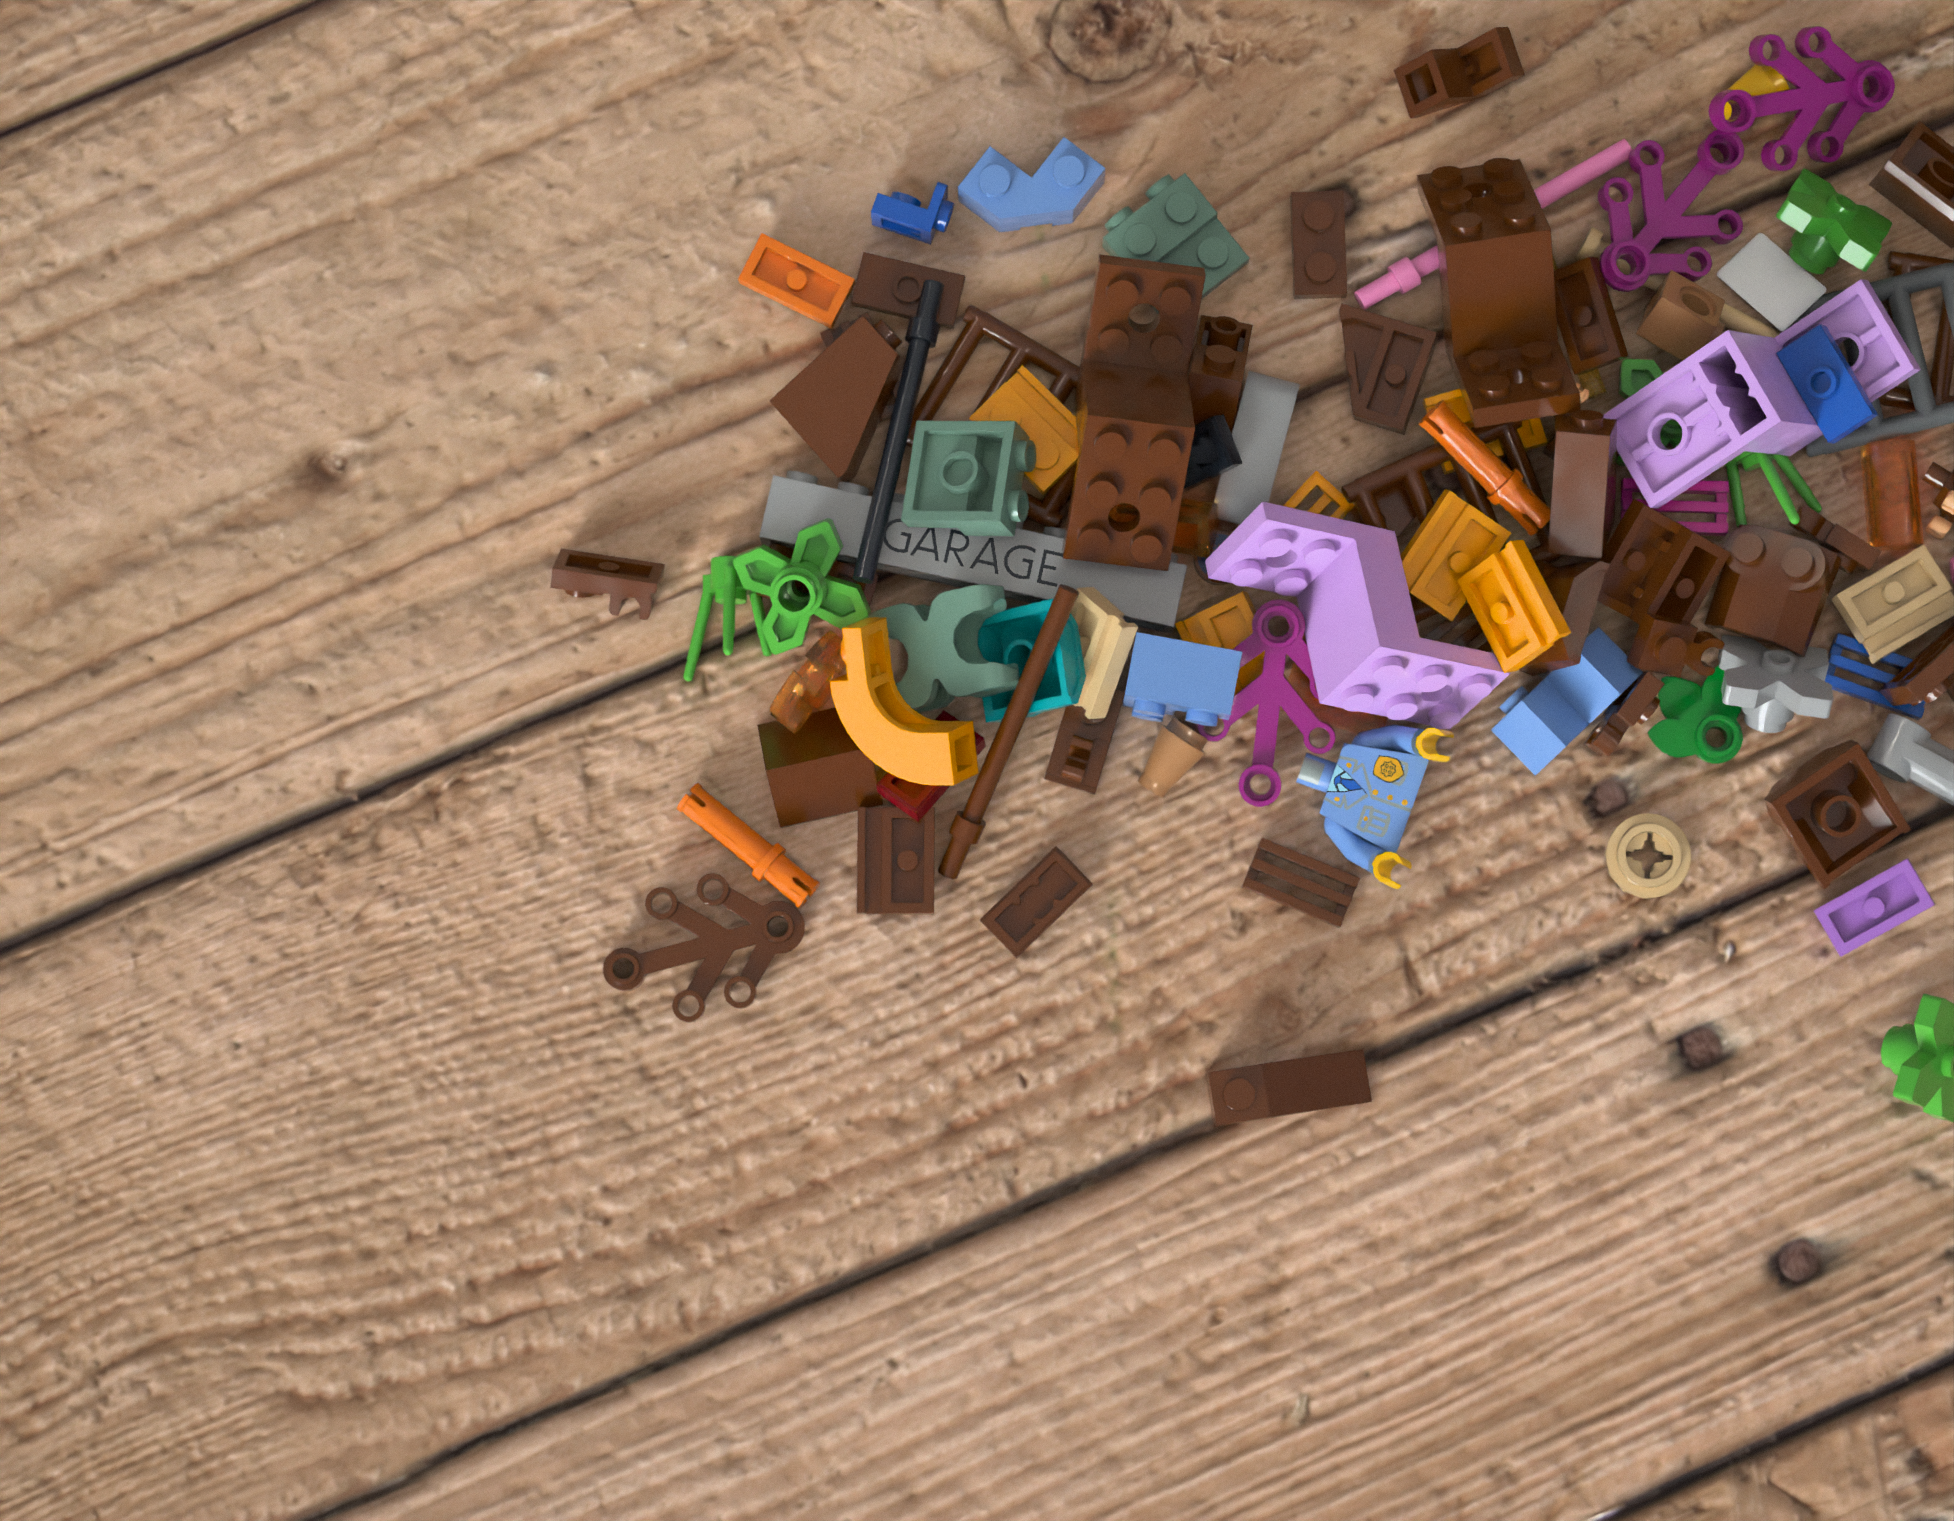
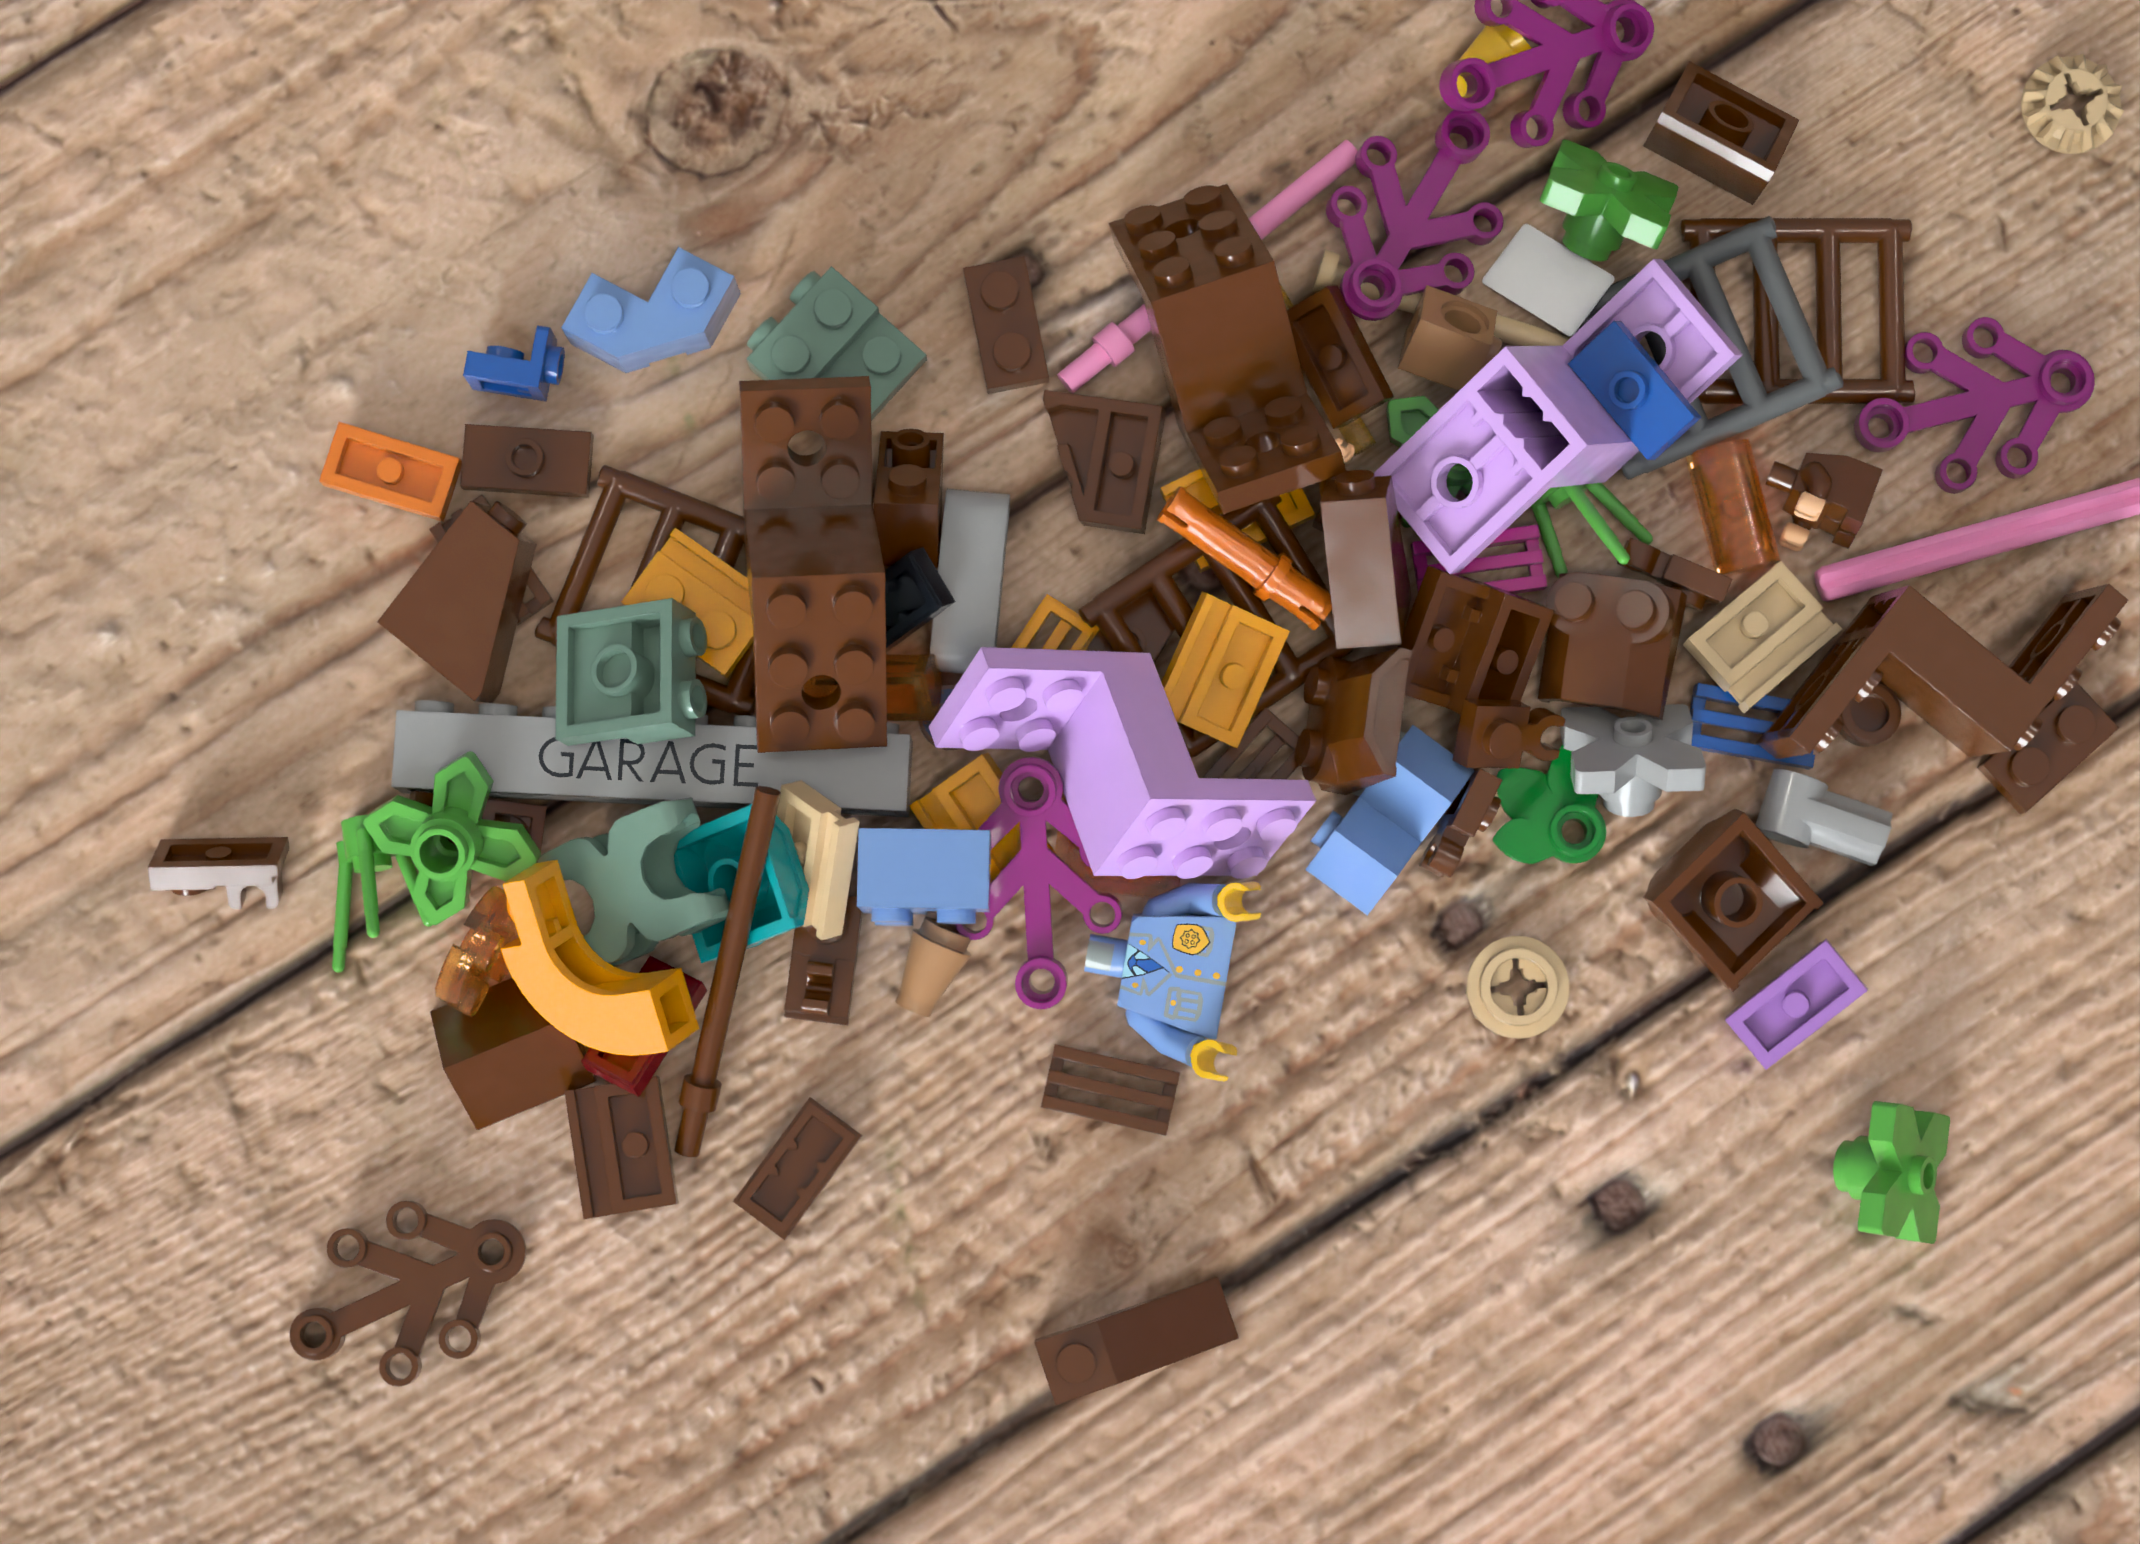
camera: 15 degrees left, 0 degrees up
(750, 847) = (444, 1161): orange pin -> none
(921, 335) = (548, 513): black bar -> none
(1459, 74) = (1138, 96): reddish brown slope -> none
(1513, 606) = (1306, 719): light orange plate -> none

